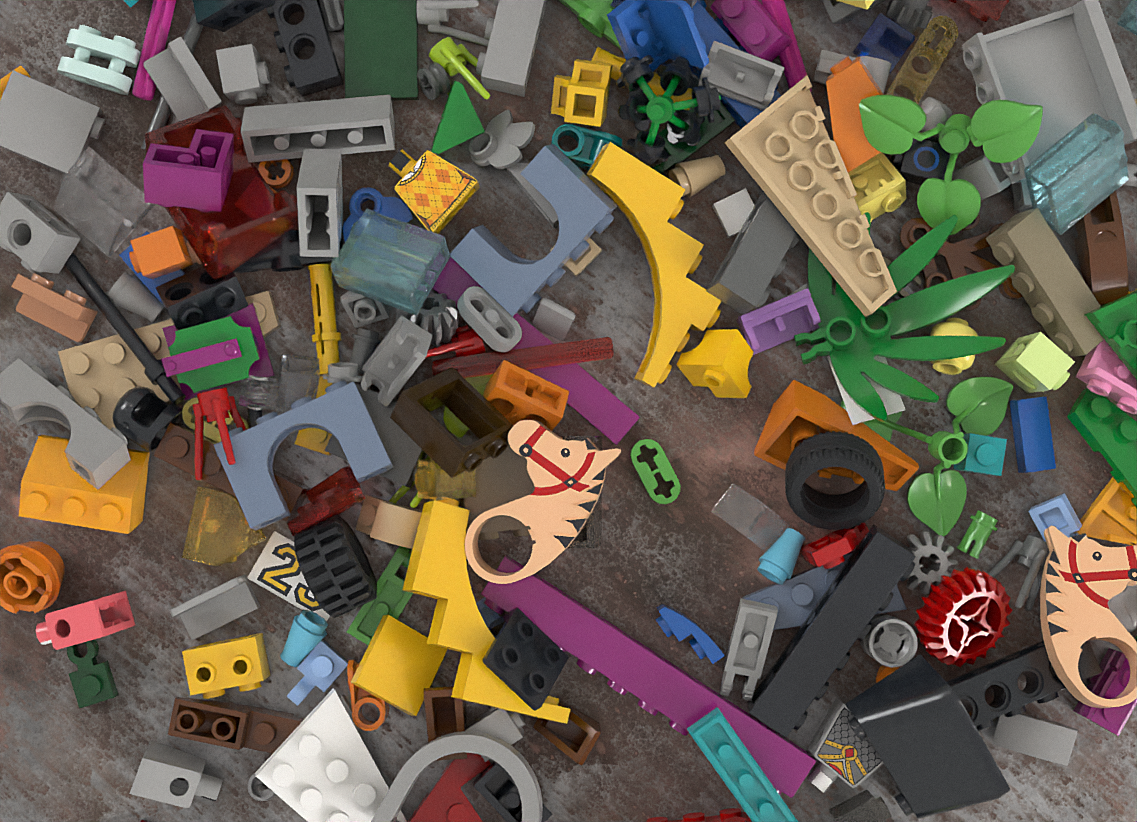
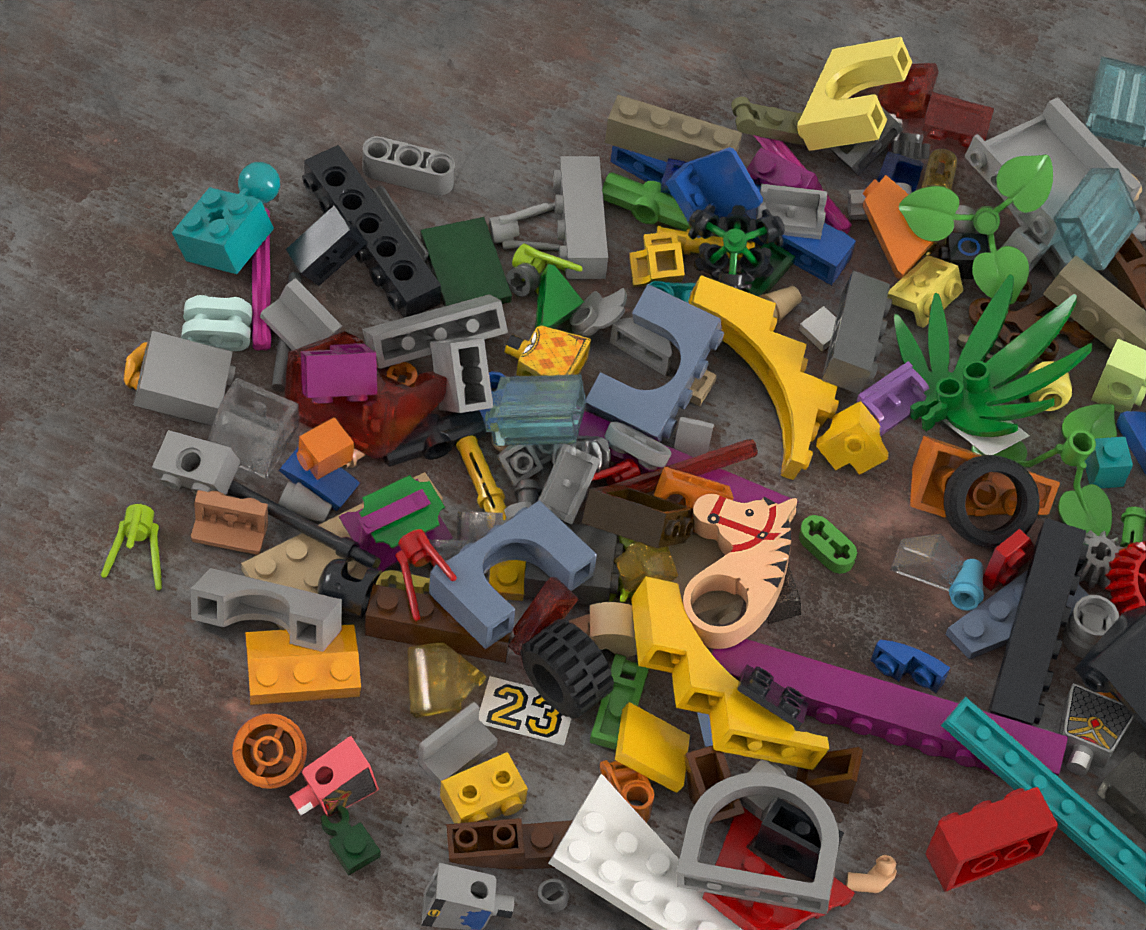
camera: 20 degrees left, 30 degrees down
(200, 298) = (366, 477): black brick -> none
(242, 74) = (350, 305): light grey brick -> none
(303, 637) = (550, 752): medium azure cone -> none
(320, 670) = (572, 783): light blue plate -> none
(748, 645) = (968, 657): light grey hinge -> none
(810, 186) = (883, 280): tan wing -> none

